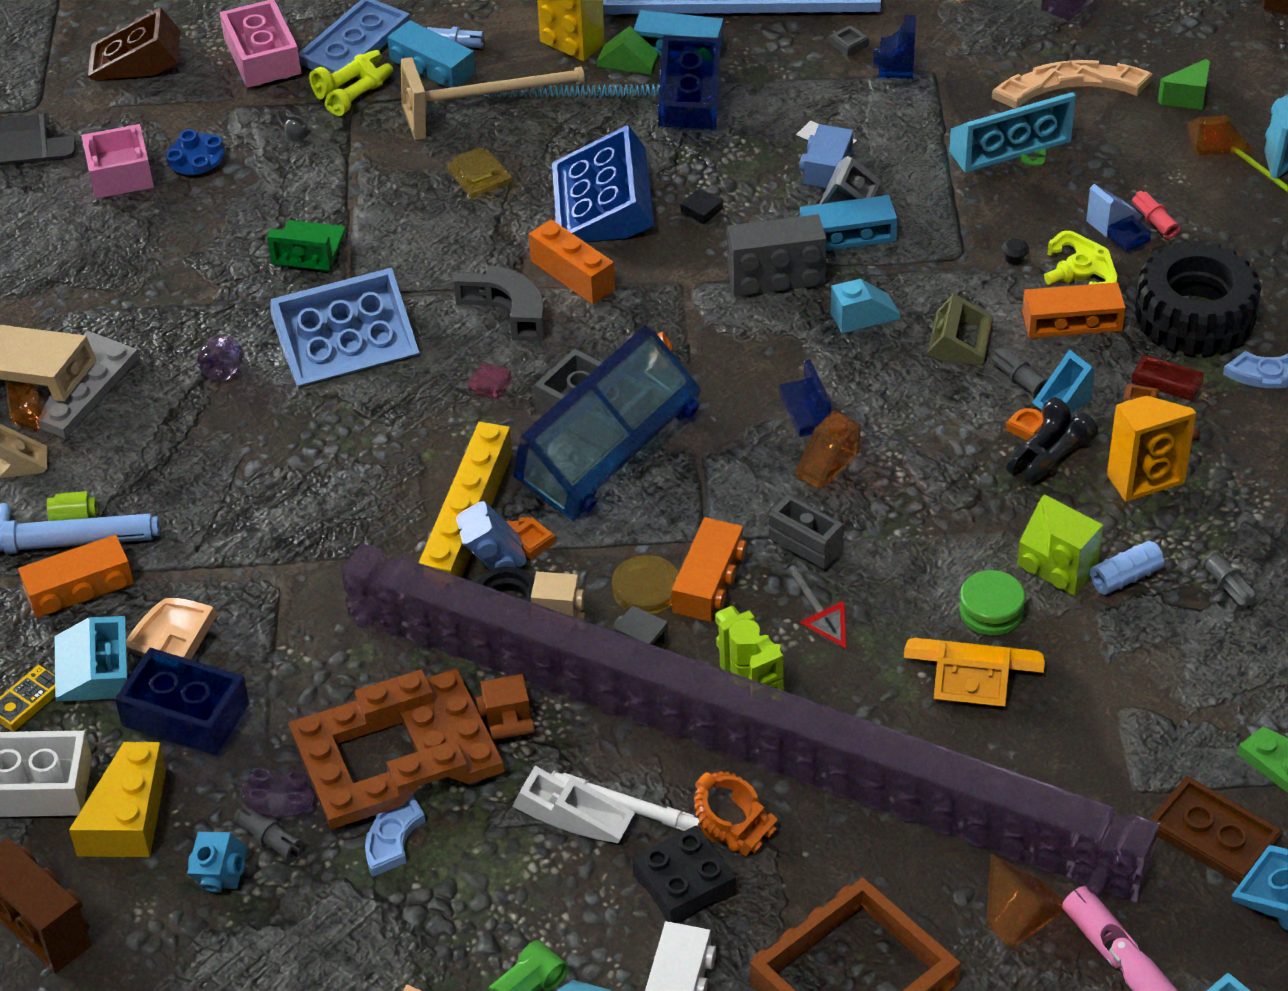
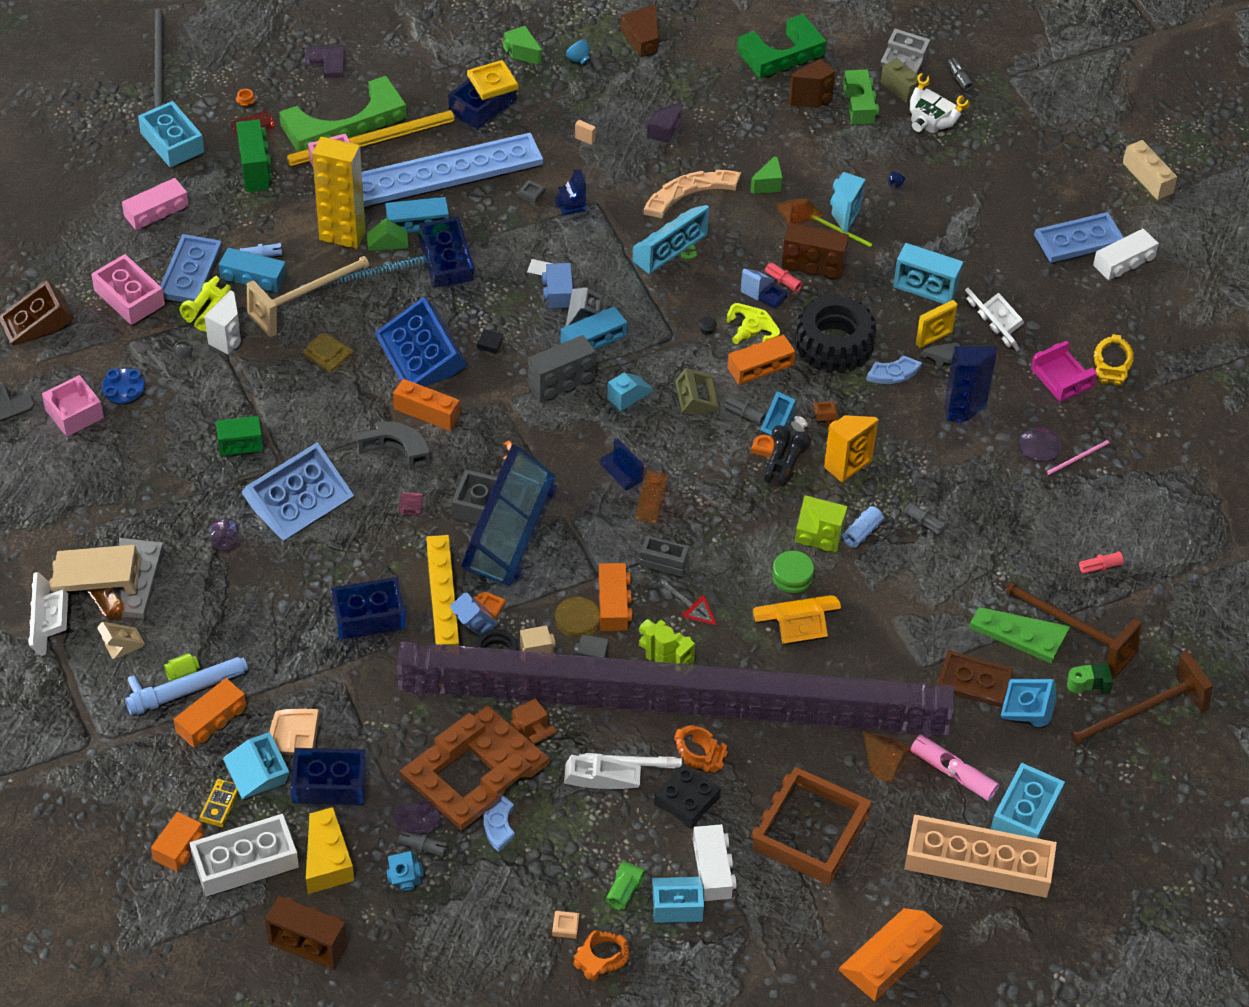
camera: 25 degrees left, 5 degrees up
(355, 495) = (368, 608): none -> clear blue brick
(356, 105) = (223, 324): none -> white slope
(1093, 406) = (799, 424): none -> white piece
(1167, 377) = (835, 391): clear red tile -> none
(1212, 186) = (814, 251): none -> reddish brown brick

